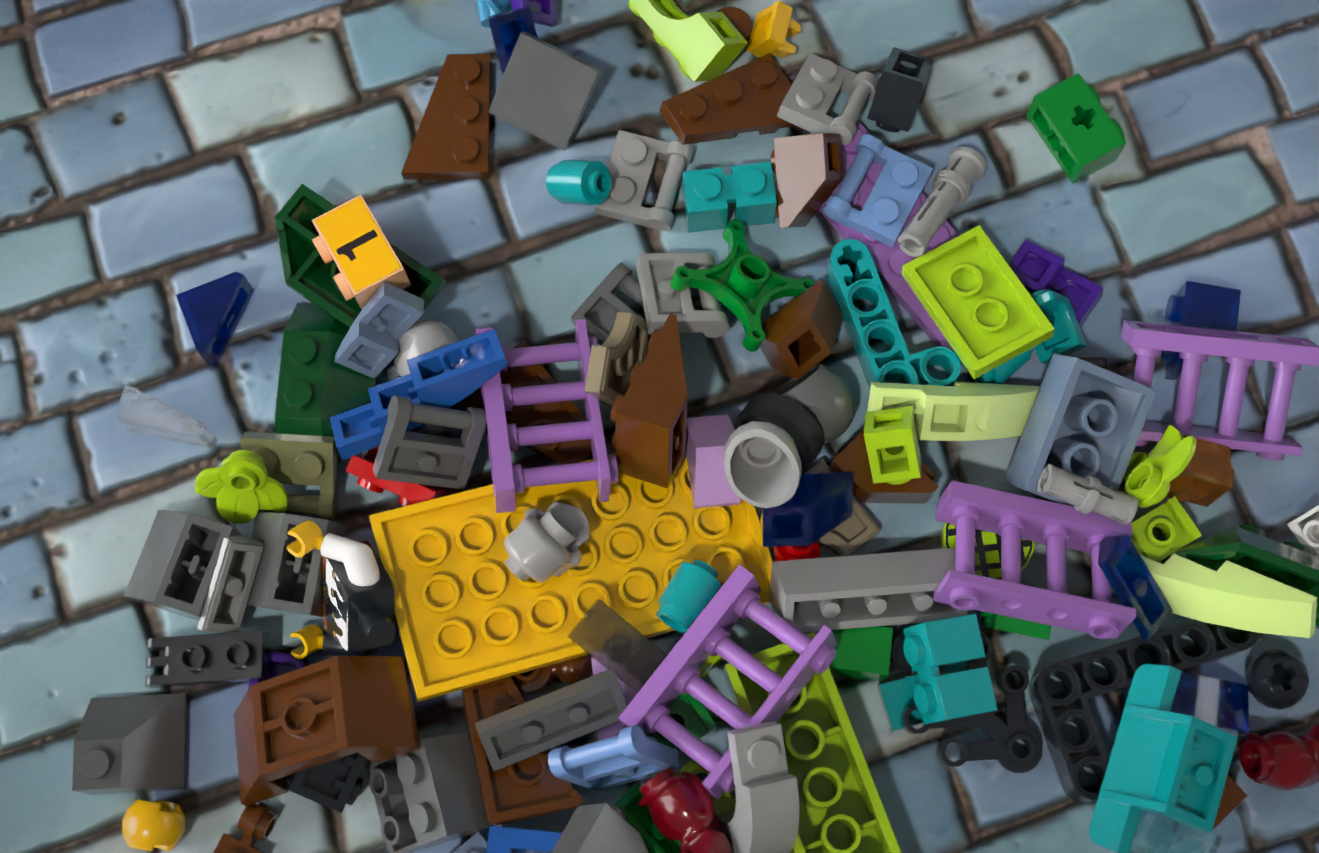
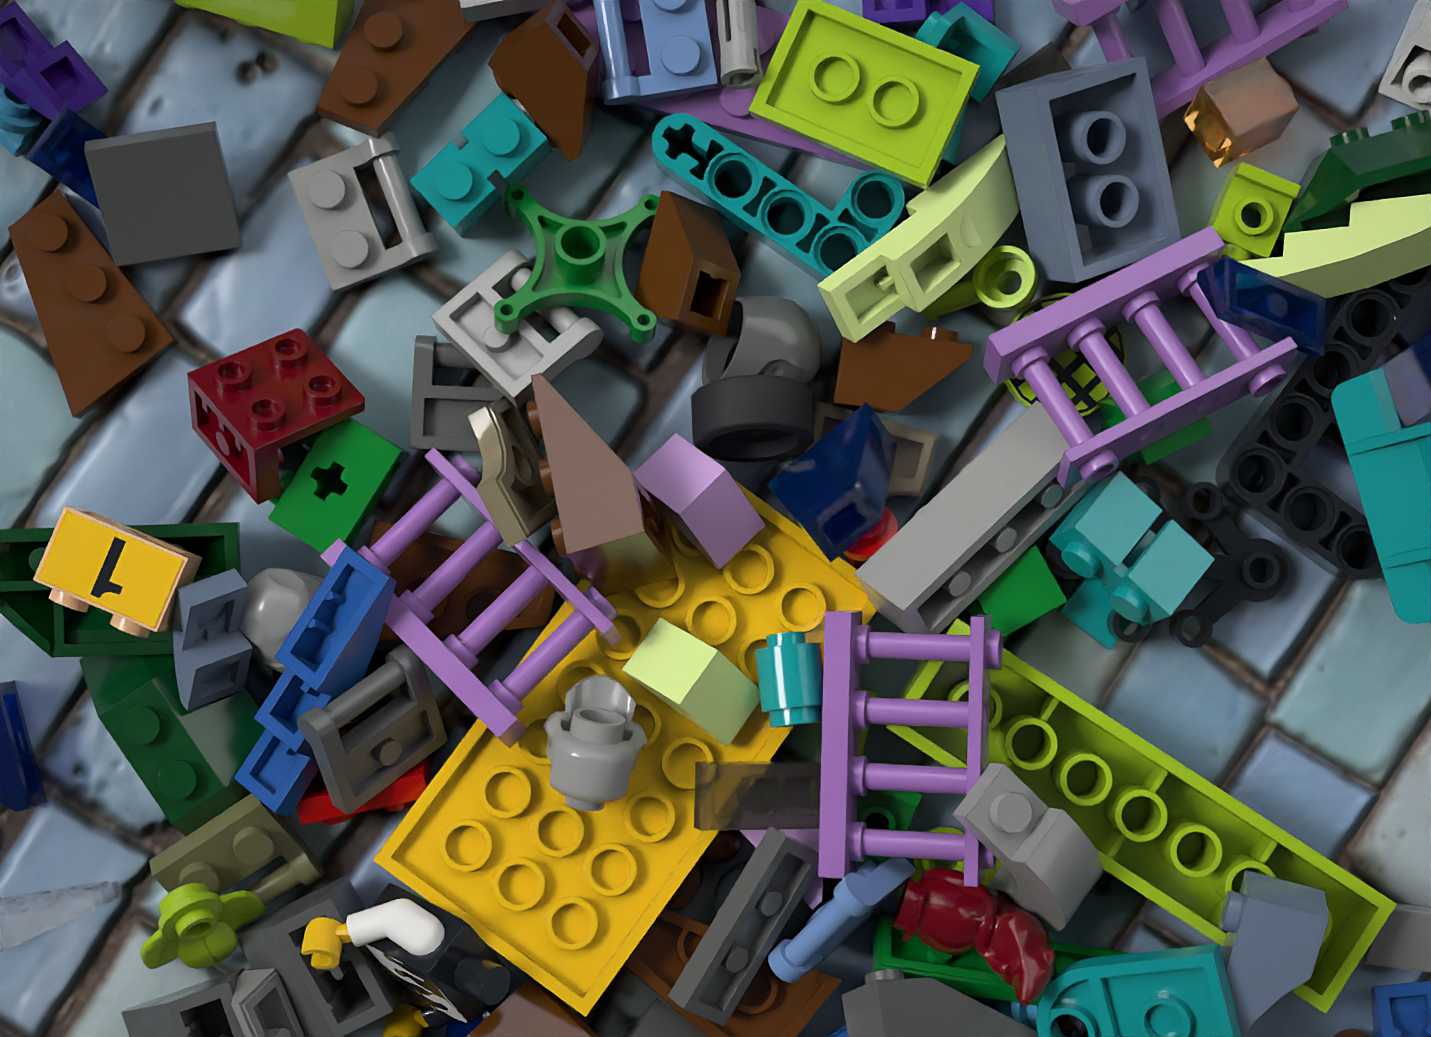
camera: 35 degrees left, 15 degrees up
(510, 228) = (265, 400): none -> dark red bracket
(535, 294) = (369, 470): none -> green brick
(579, 182) = (293, 277): teal brick -> none
(632, 556) = (694, 680): none -> yellowish green slope
(762, 464) = (770, 482): light grey hat -> none
(892, 445) = (894, 344): lime brick -> none
(974, 463) = (989, 284): none -> lime bar
(1087, 494) = (1149, 239): light grey pin -> none
(1150, 474) = (1205, 146): lime plate -> none

